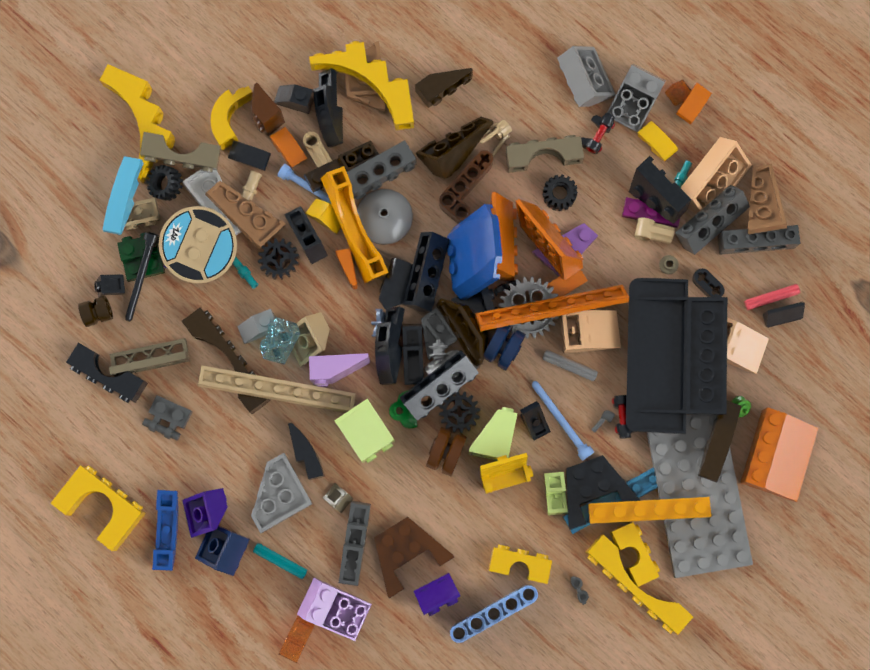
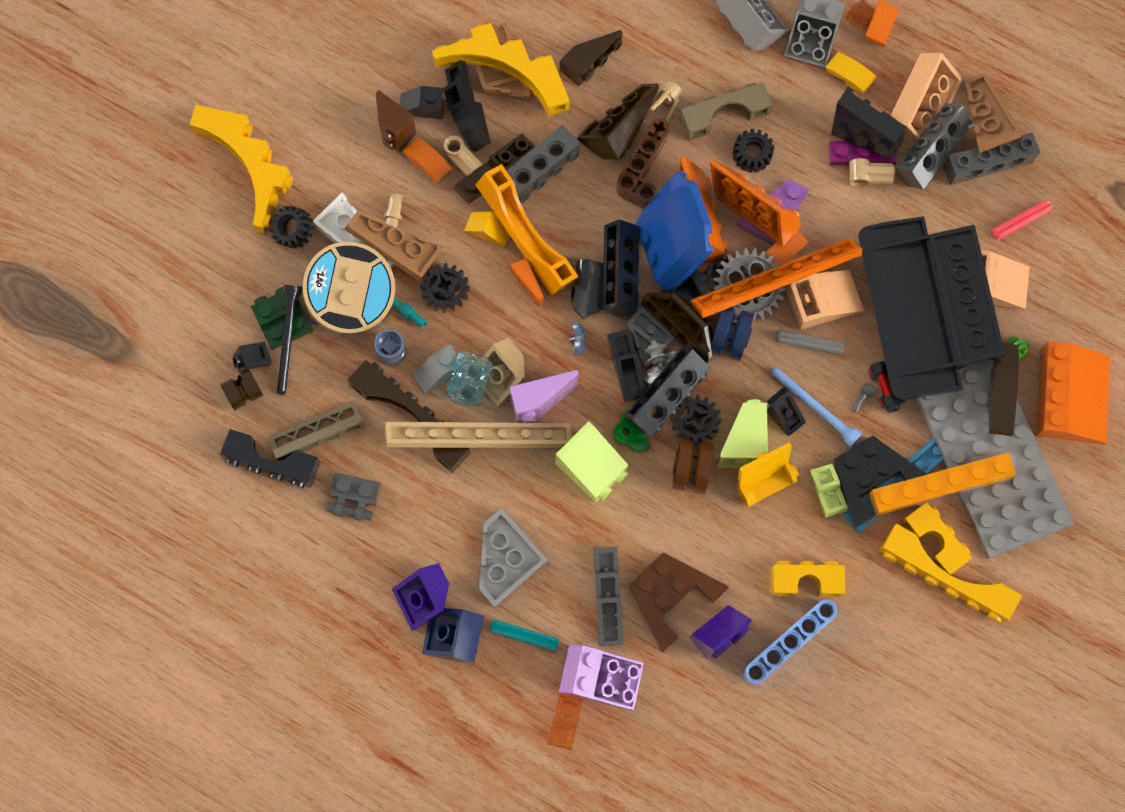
camera: 15 degrees left, 5 degrees down
(122, 195) = (246, 249): medium azure slope -> none
(125, 513) = (273, 591): yellow arch -> none
(143, 212) = (268, 268): tan bracket -> none
(155, 148) = (276, 188): dark tan arch -> none
(166, 530) = (381, 626): blue slope -> none
(222, 113) = (341, 133): yellow arch -> none
(222, 300) = (390, 347): none -> sand blue wheel
(249, 155) = (384, 177): black slope -> none
(287, 173) = (432, 189): light blue piece -> none
(305, 453) = (527, 503): black slope -> none
(306, 235) = (471, 254): black slope -> none
(338, 498) = (576, 548): dark tan slope -> none
(386, 228) = (561, 229): light grey dish -> none
(387, 350) = (595, 363): black slope -> none
(581, 594) = (877, 589): dark grey piece -> none
(604, 124) = (786, 66): black piece -> none
(668, 270) = (893, 212): dark tan plate -> none
(681, 176) = (887, 105): teal bar -> none
(711, 280) = (946, 218): black beam -> none
(784, 314) = (1040, 236): black slope -> none

